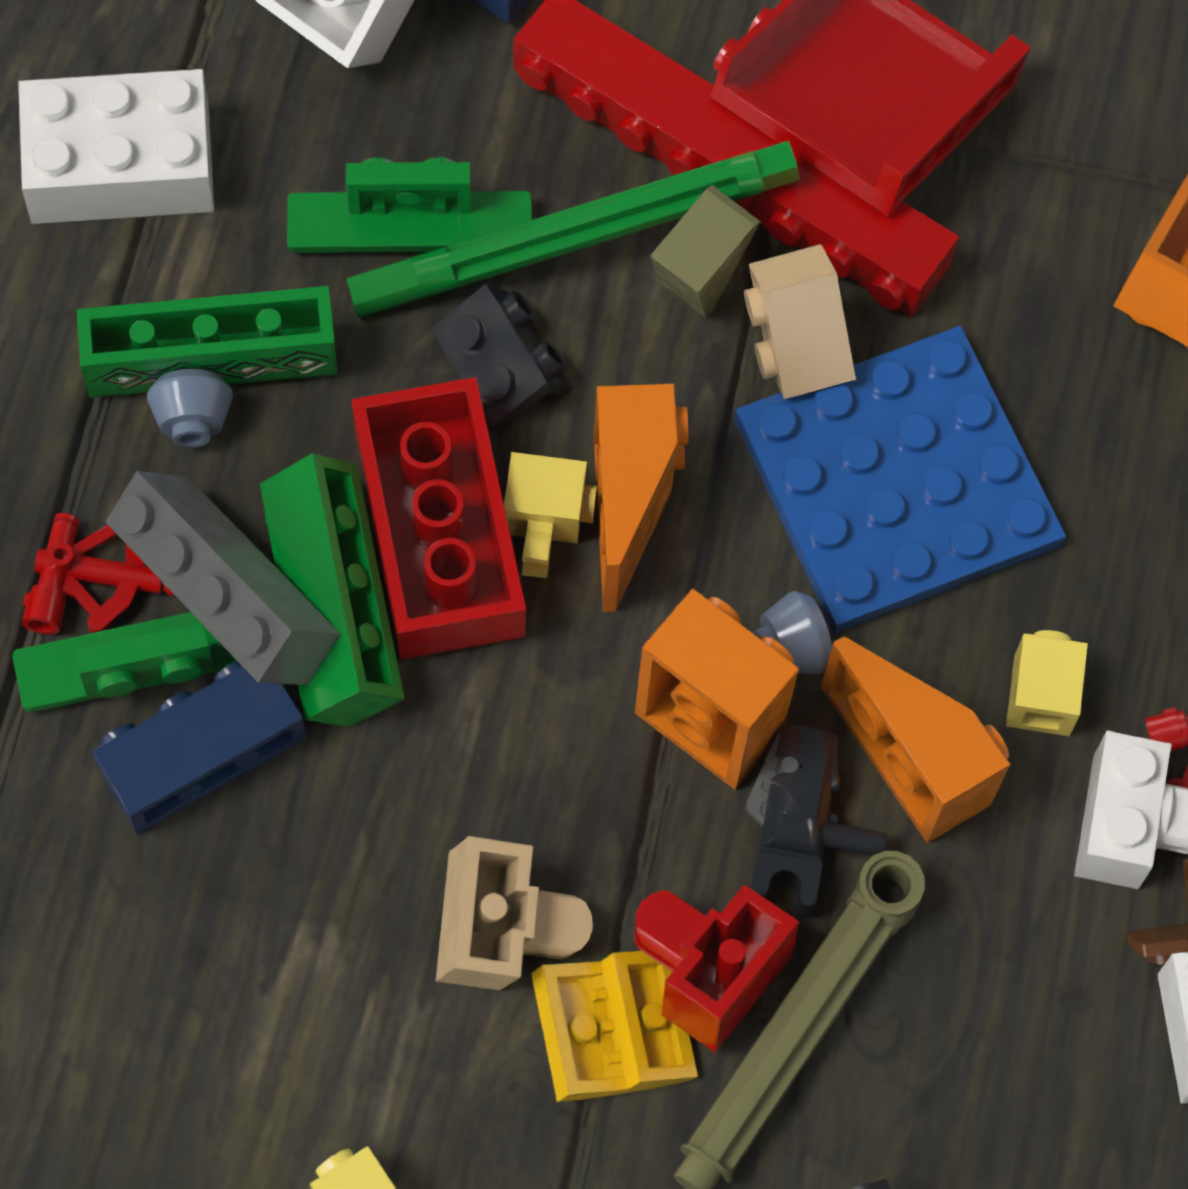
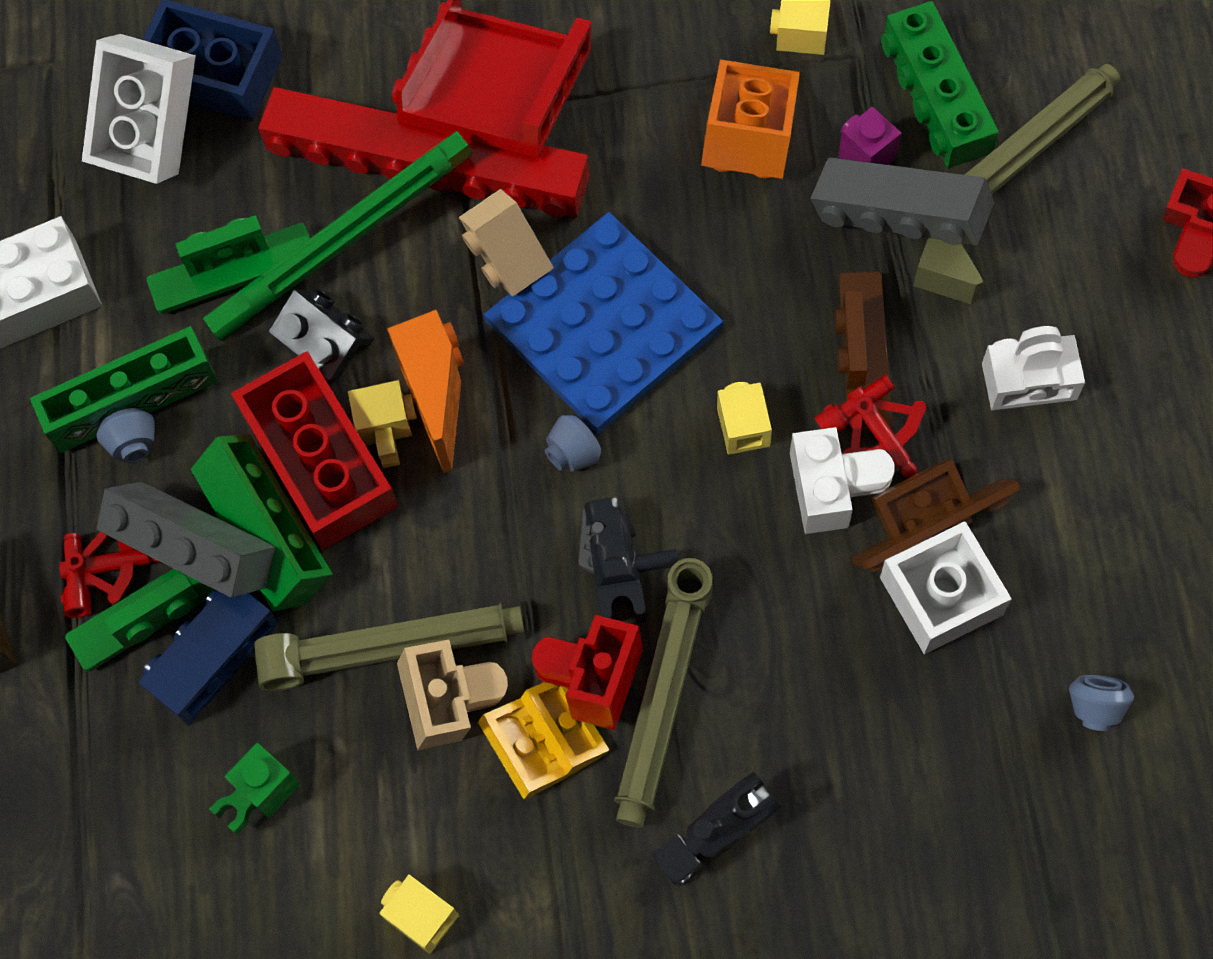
camera: 10 degrees left, 0 degrees up
(206, 948) = (259, 784): none -> green brick
(300, 794) = (286, 660): none -> olive piece
(704, 250) = (427, 219): olive slope -> none
(715, 687) = (531, 494): orange brick -> none
(918, 739) = (673, 481): orange slope -> none

